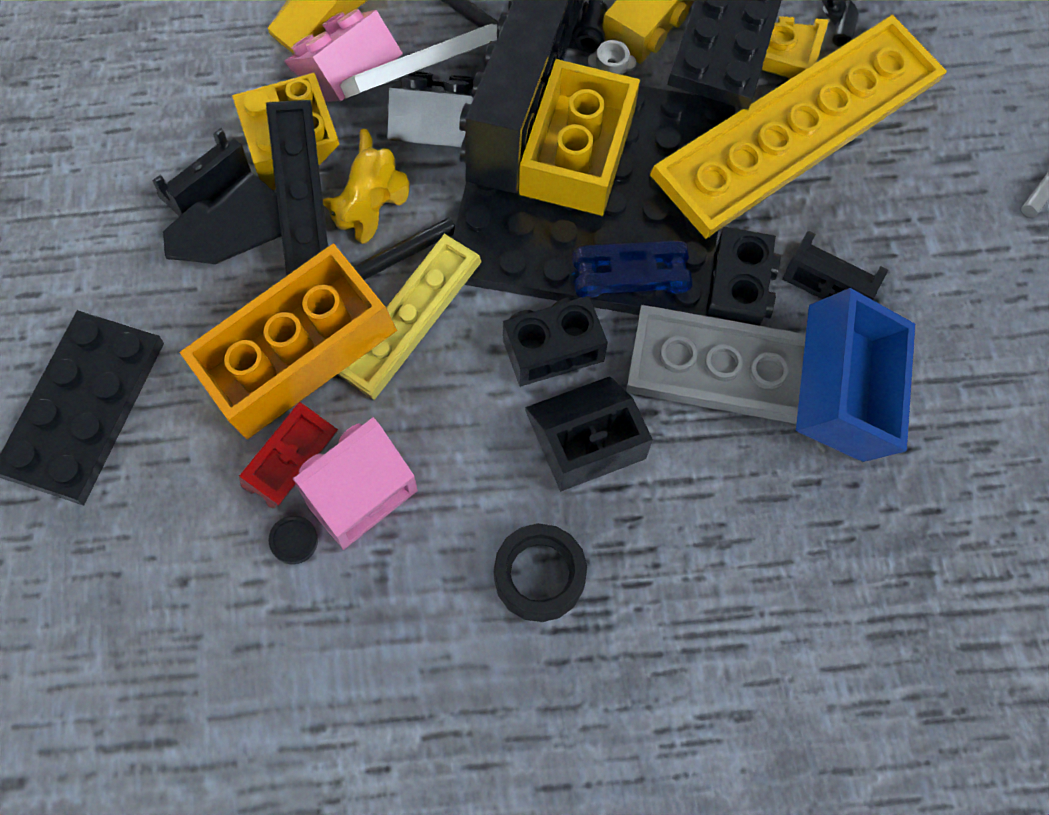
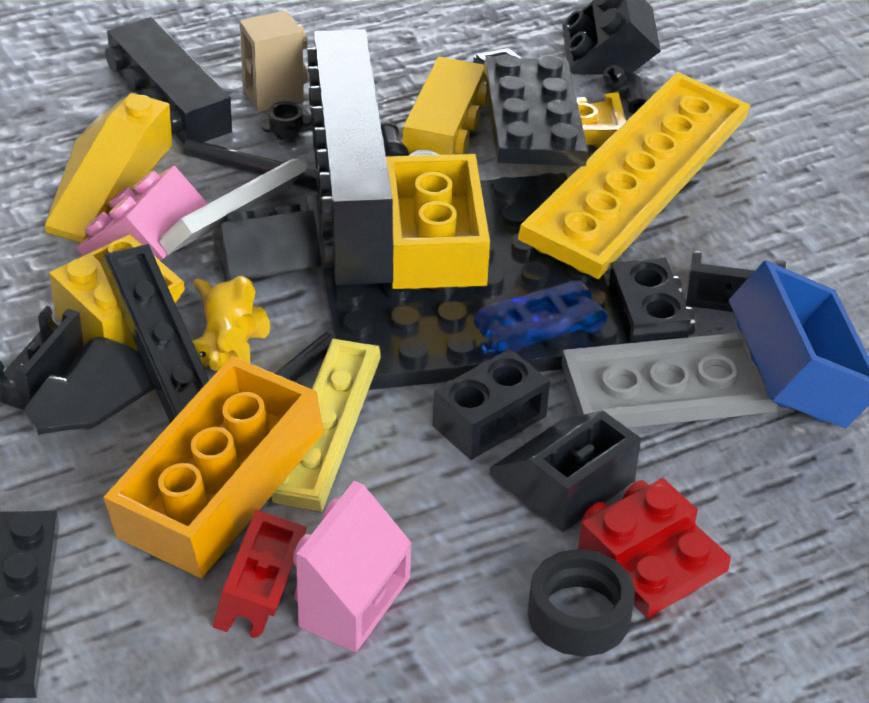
camera: 20 degrees left, 25 degrees down
(293, 539) = (296, 657): black piece -> none
(627, 534) = (655, 542): none -> red plate

